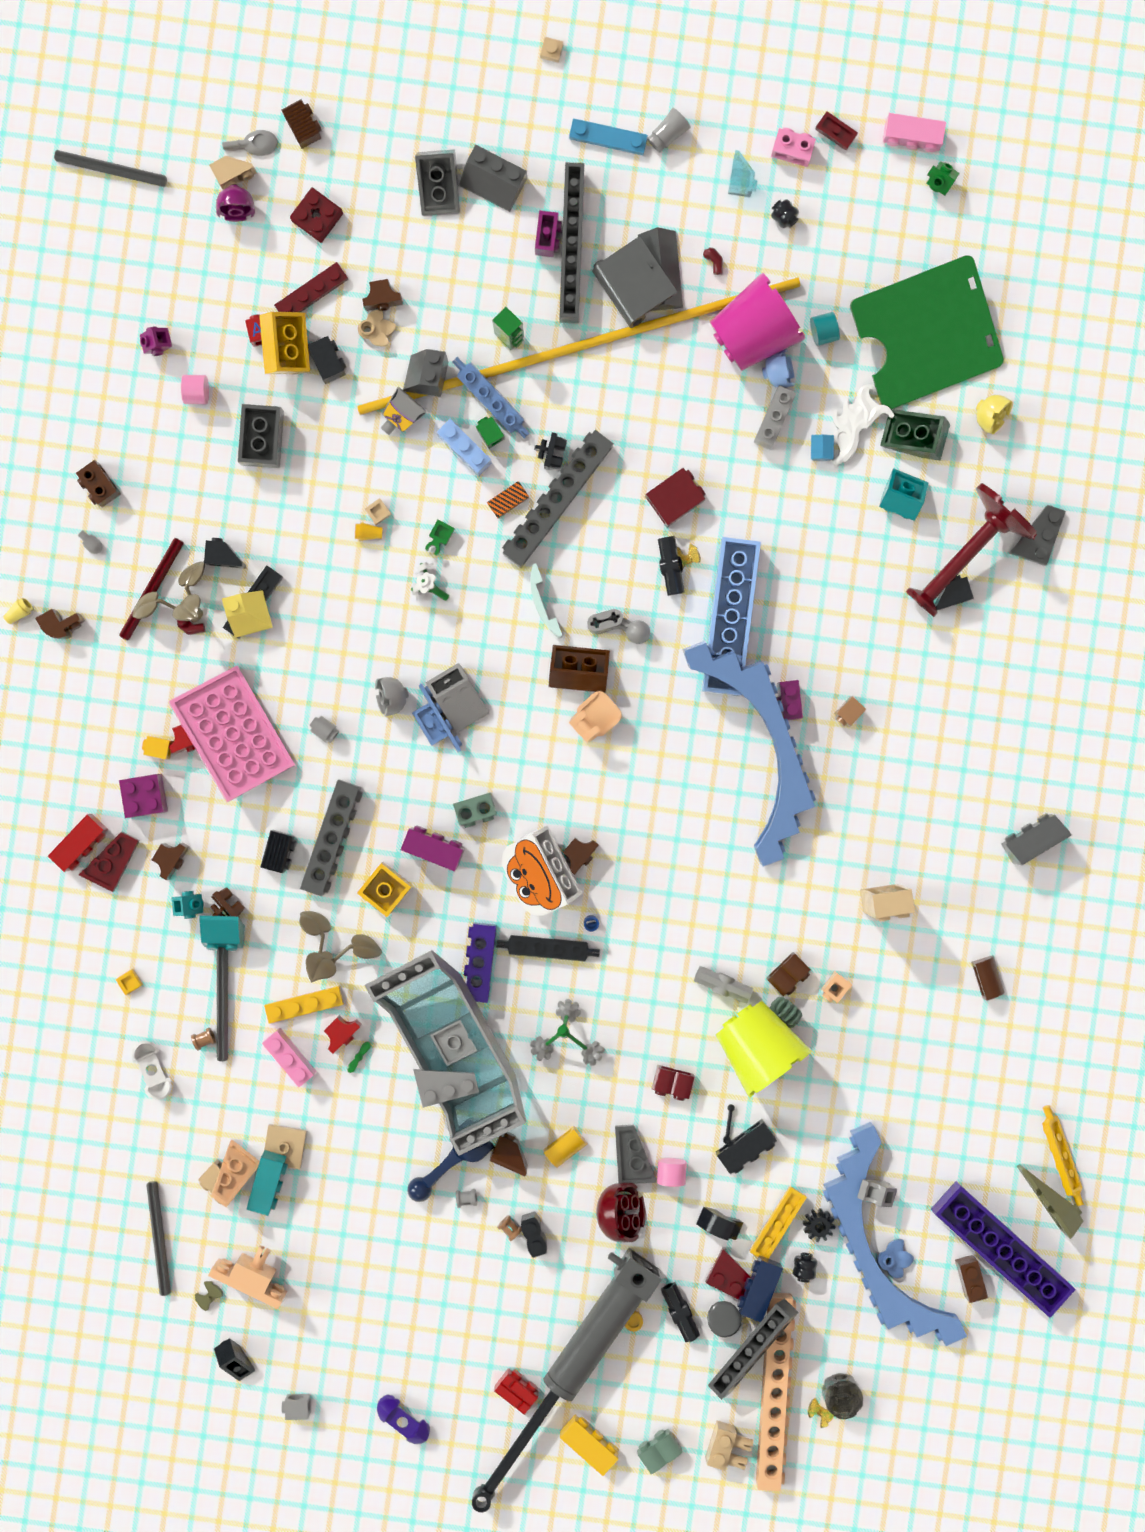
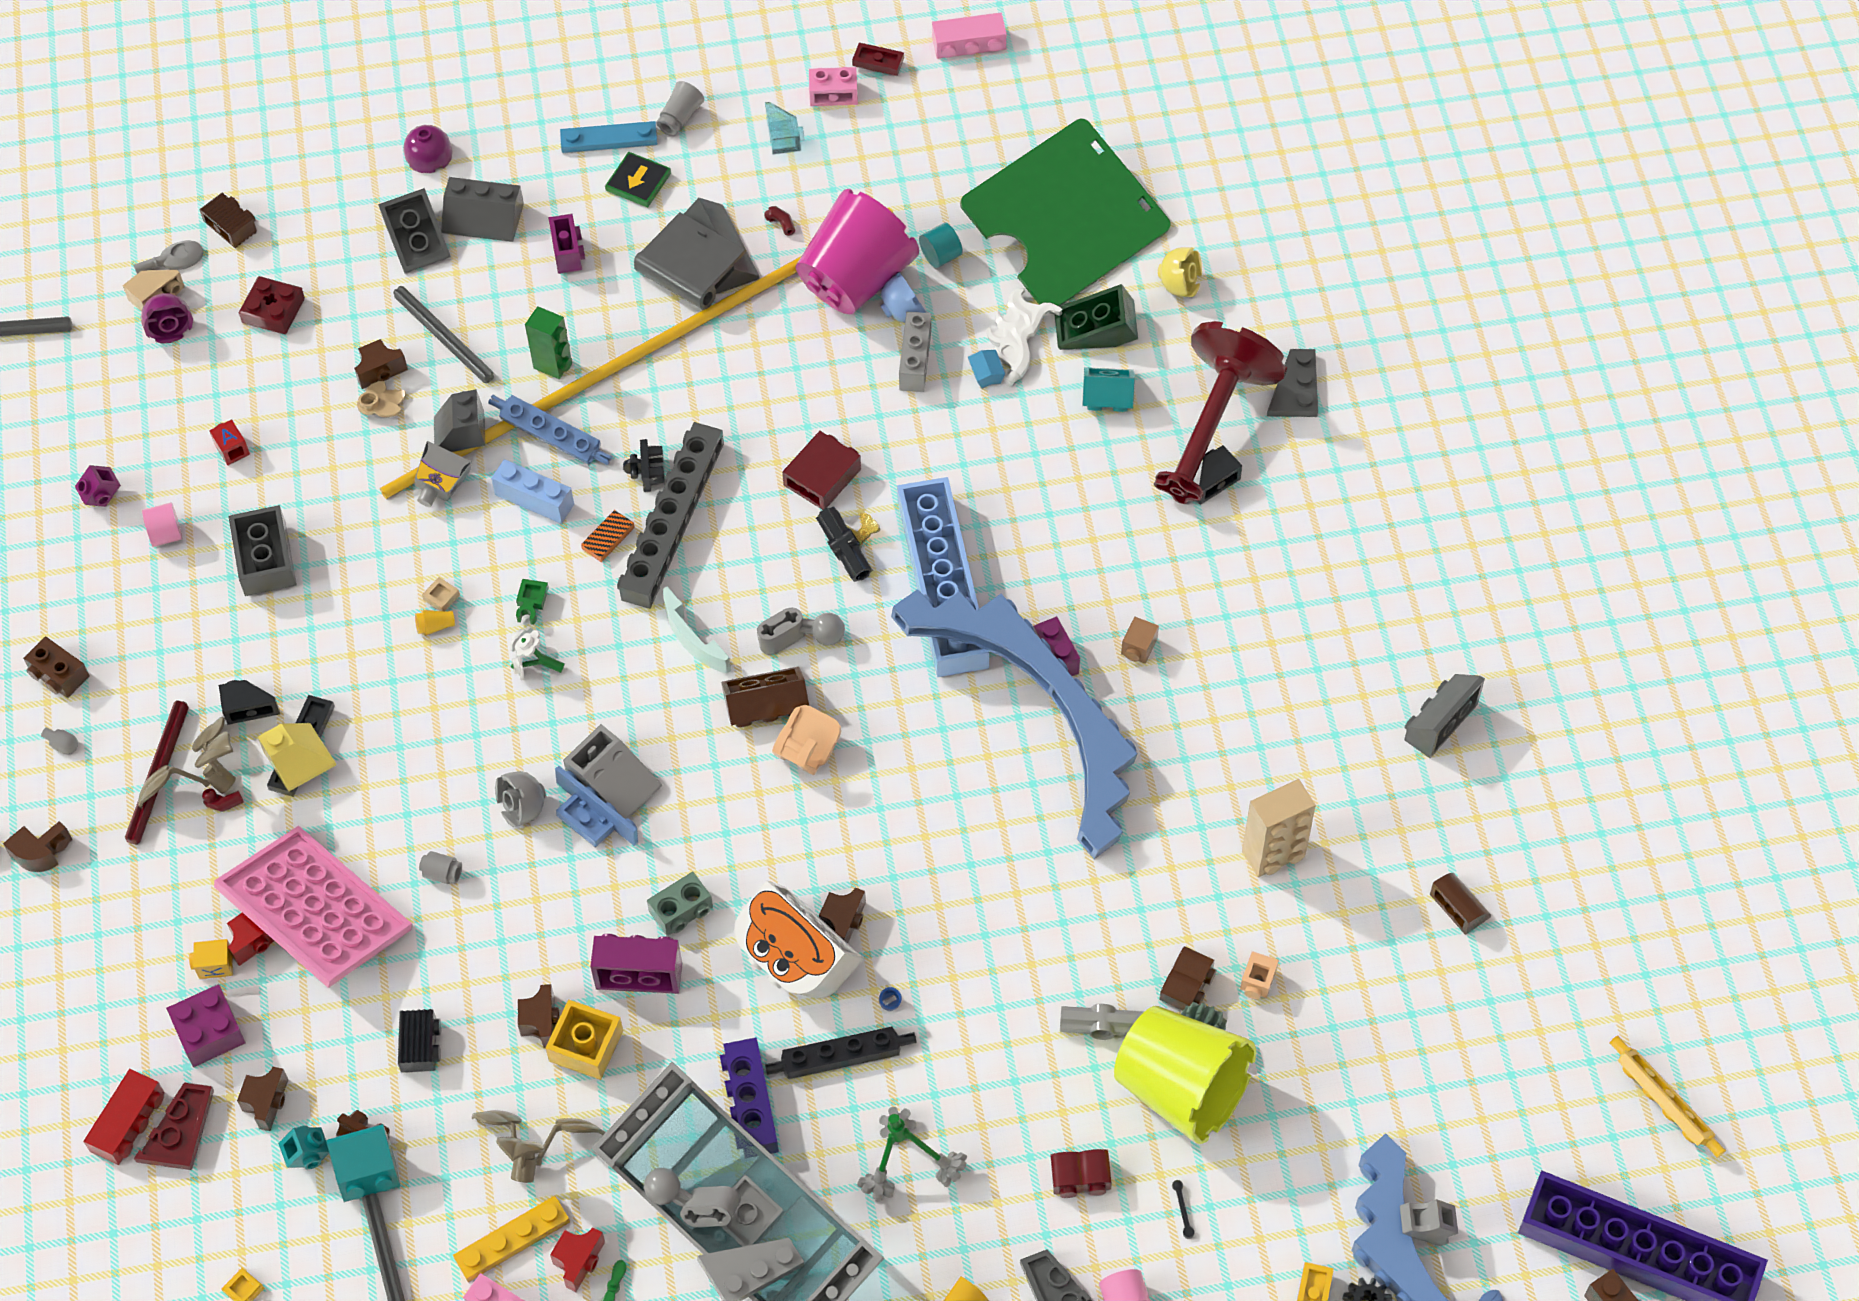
camera: 15 degrees left, 30 degrees down
(284, 343) = (267, 437): yellow brick -> none
(310, 882) = (489, 1068): dark grey brick -> none
(313, 290) = (286, 386): dark red plate -> none
(326, 360) = (326, 448): black brick -> none
(361, 860) = (538, 1014): none -> reddish brown brick
(423, 1035) = (699, 1208): none -> light grey beam
(436, 283) = (443, 334): none -> dark grey axle
(467, 104) = (427, 149): none -> magenta cylinder
(489, 431) = (561, 466): green brick -> none
(551, 49) = (512, 74): tan plate -> none
(571, 242) = (600, 245): dark grey brick -> none
(618, 185) = (638, 179): none -> black tile
(746, 1147) = (1219, 1227): black brick -> none
(785, 213) = (848, 150): black piece -> none
(942, 177) = (1028, 66): green brick -> none
(1061, 1210) = (1688, 1165): olive wedge -> none

